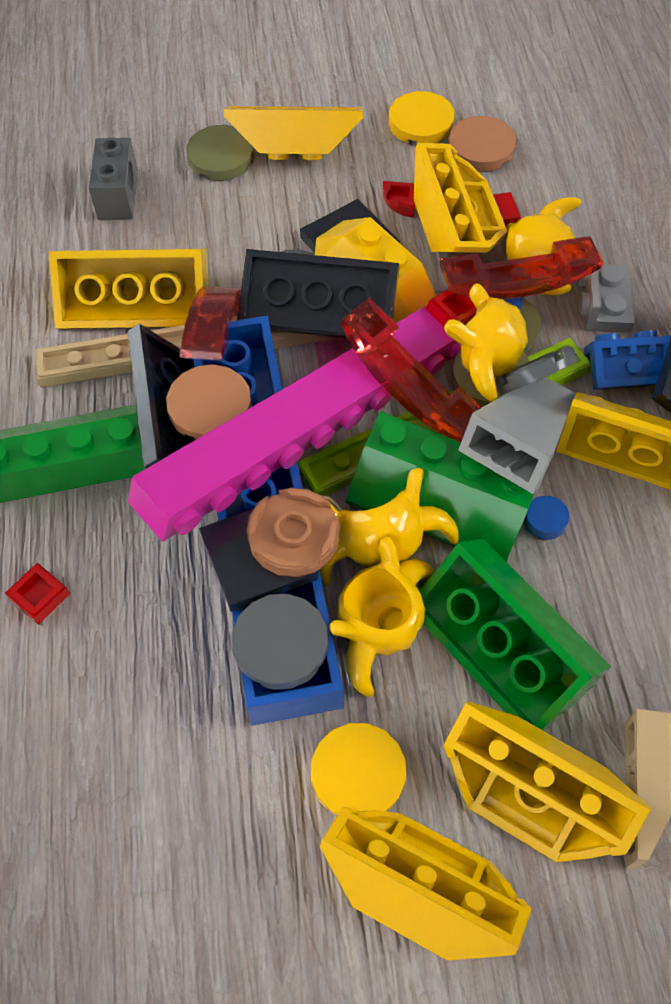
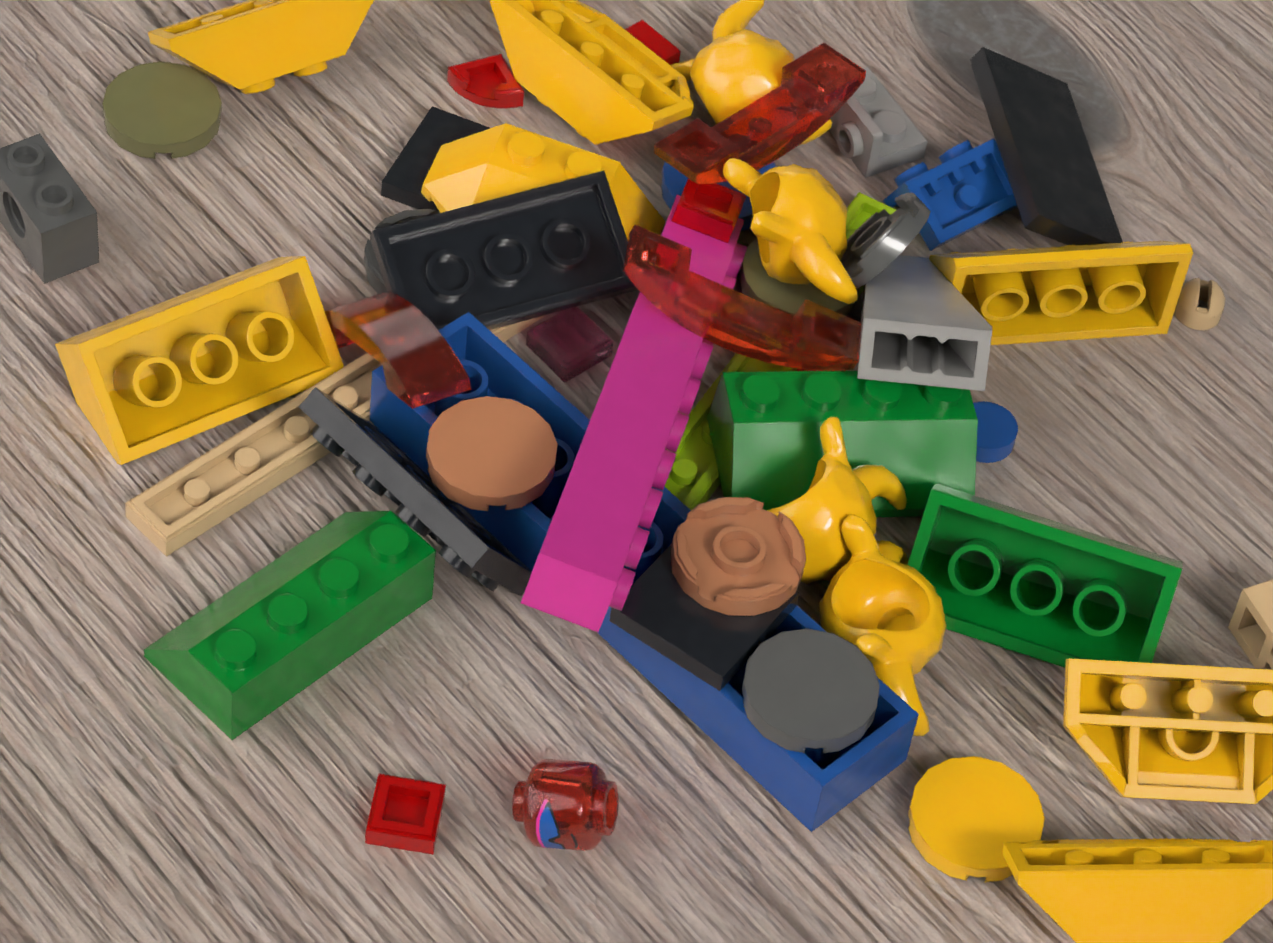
camera: 40 degrees left, 10 degrees down
(115, 635) = (566, 804): none -> clear red head

